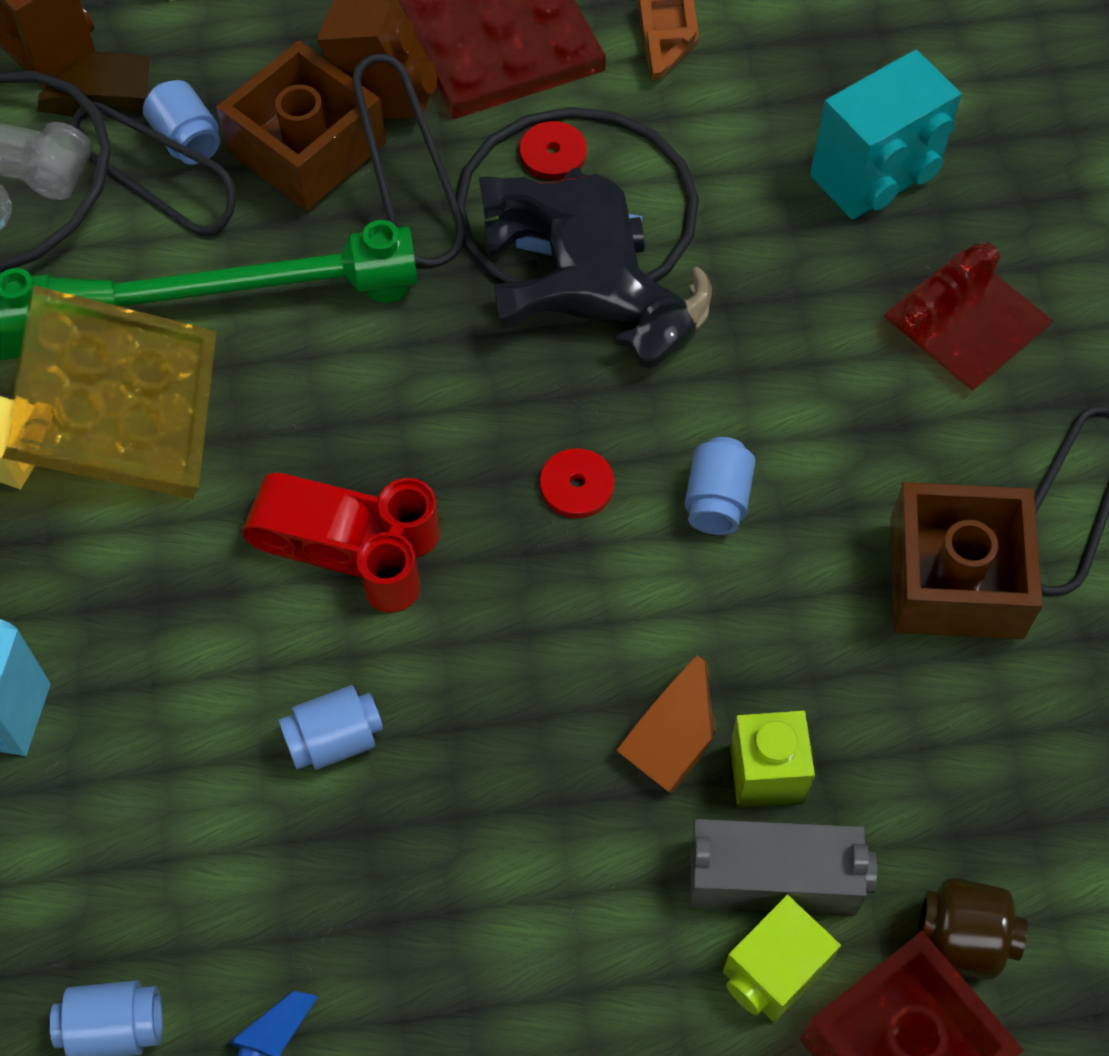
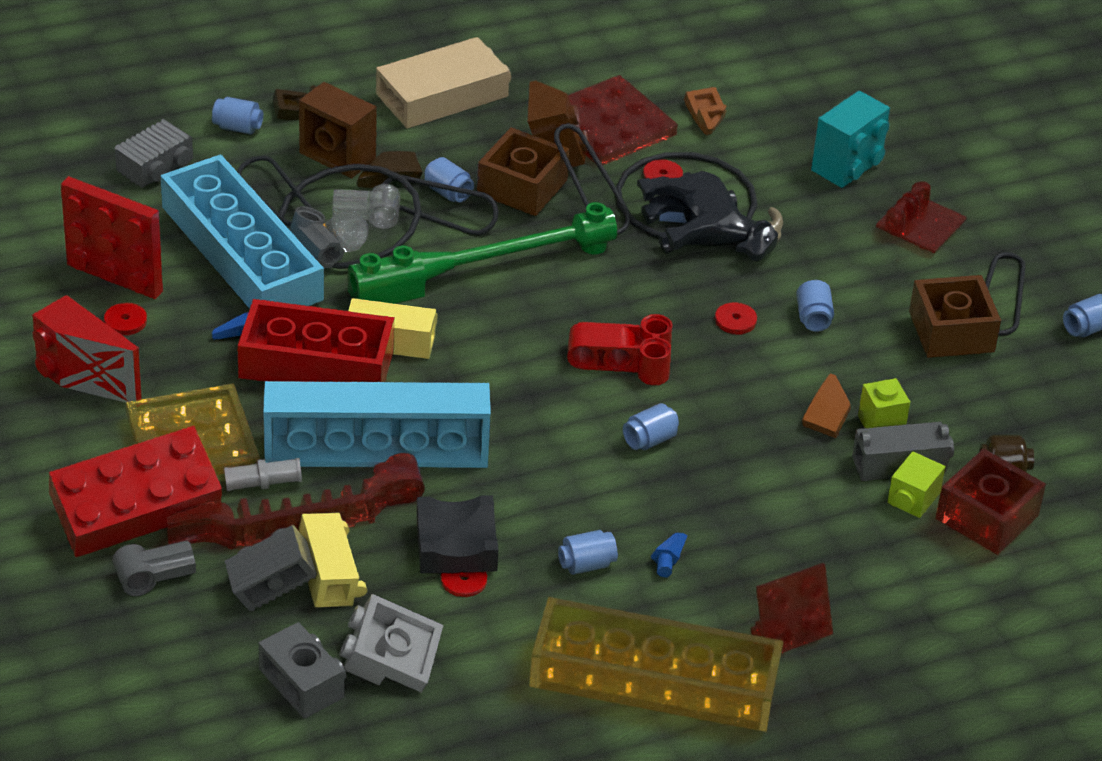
camera: 15 degrees left, 20 degrees down
(111, 394) = (474, 299): clear yellow plate -> none

